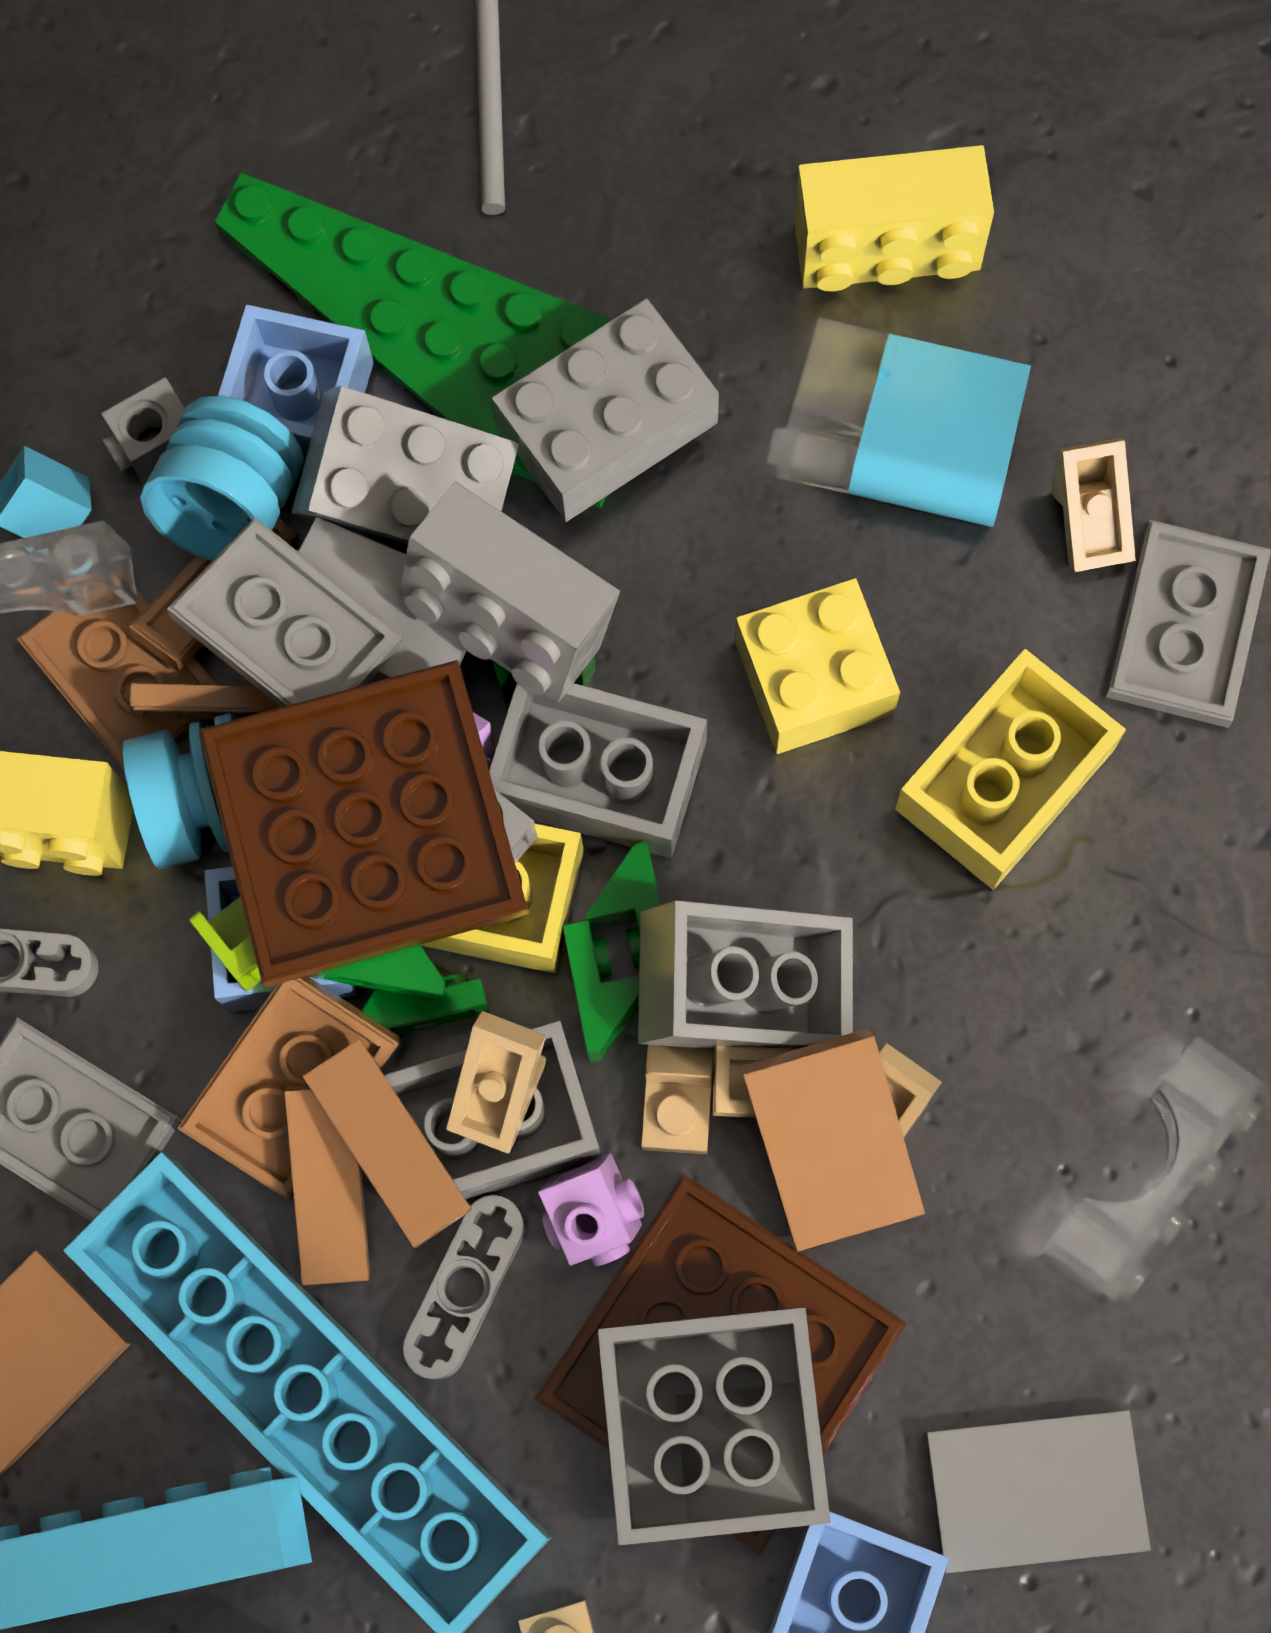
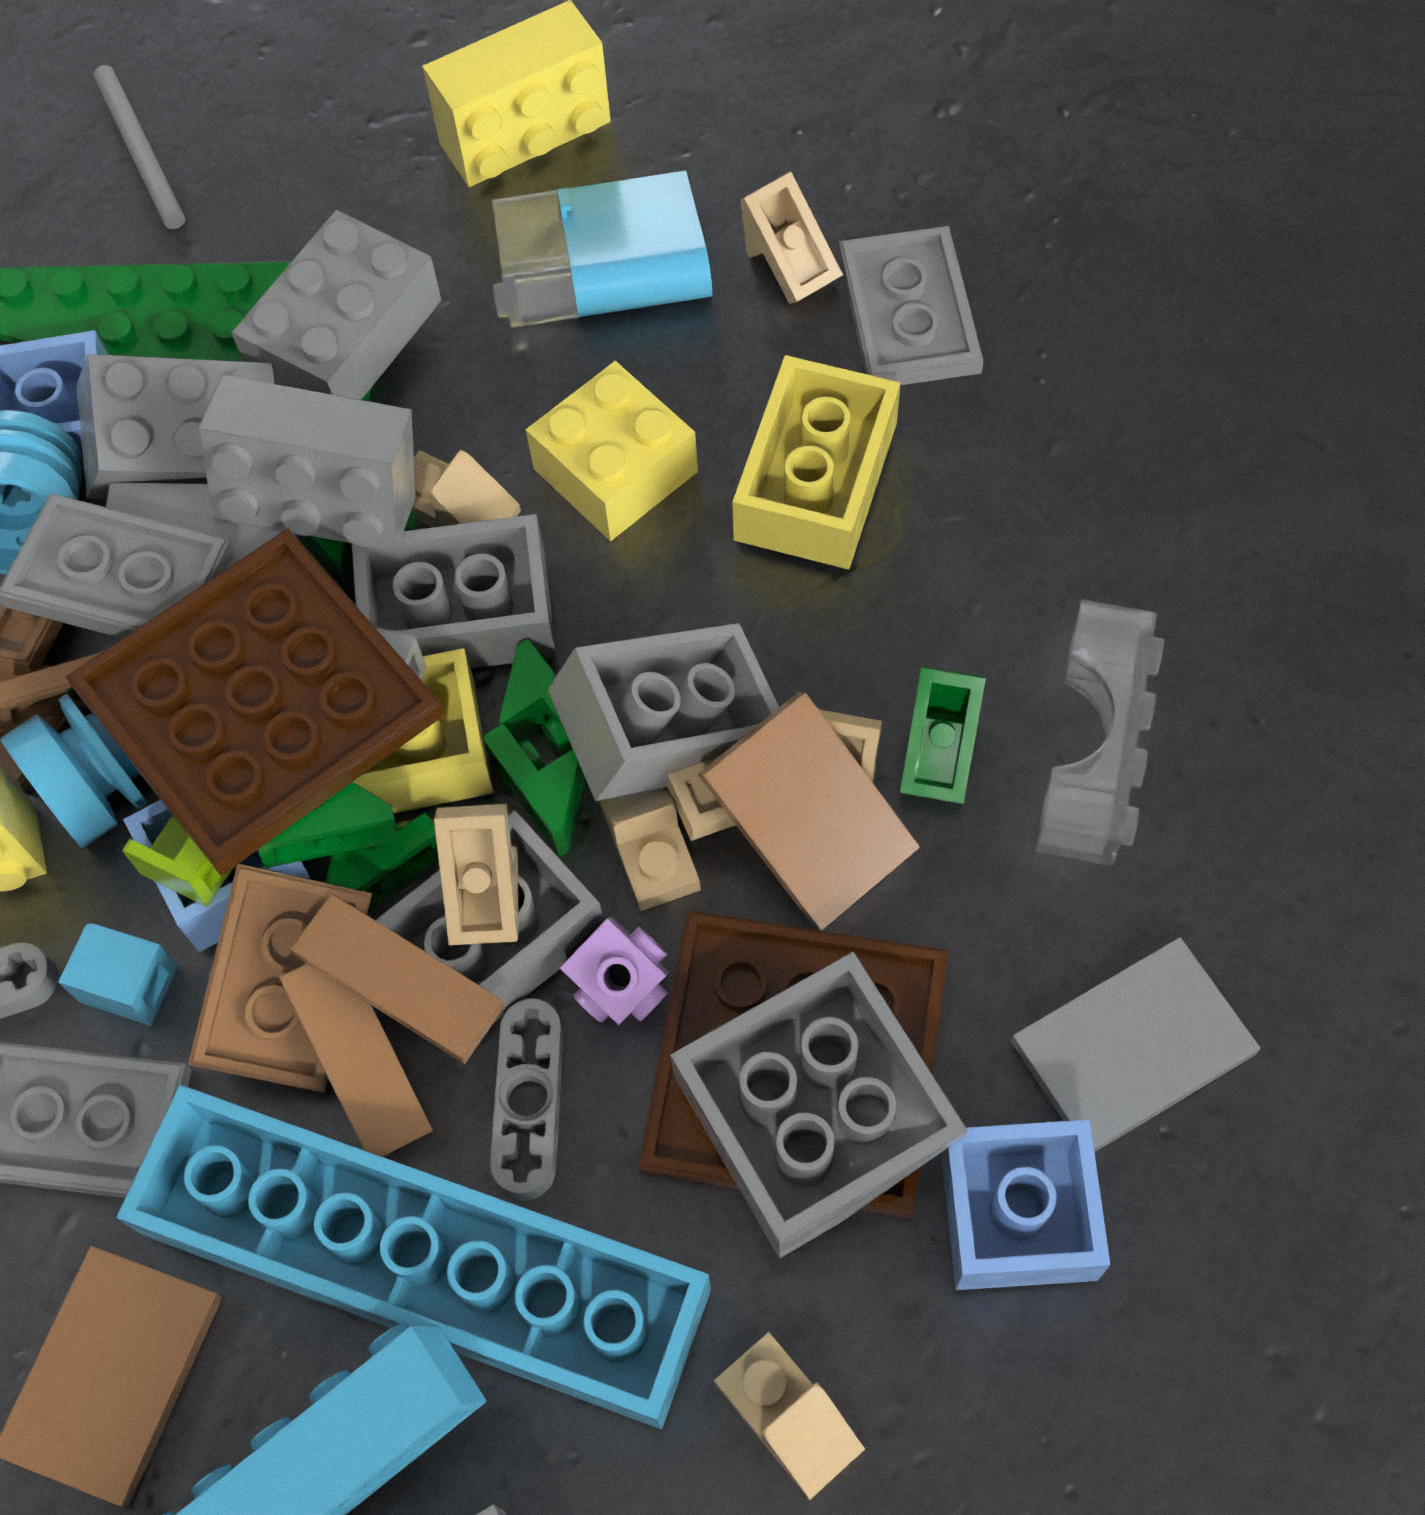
camera: 25 degrees left, 10 degrees down
(149, 1006) = (118, 973): none -> medium azure panel
(649, 651) = (458, 492): none -> tan slope
(997, 1114) = (942, 734): none -> green slope

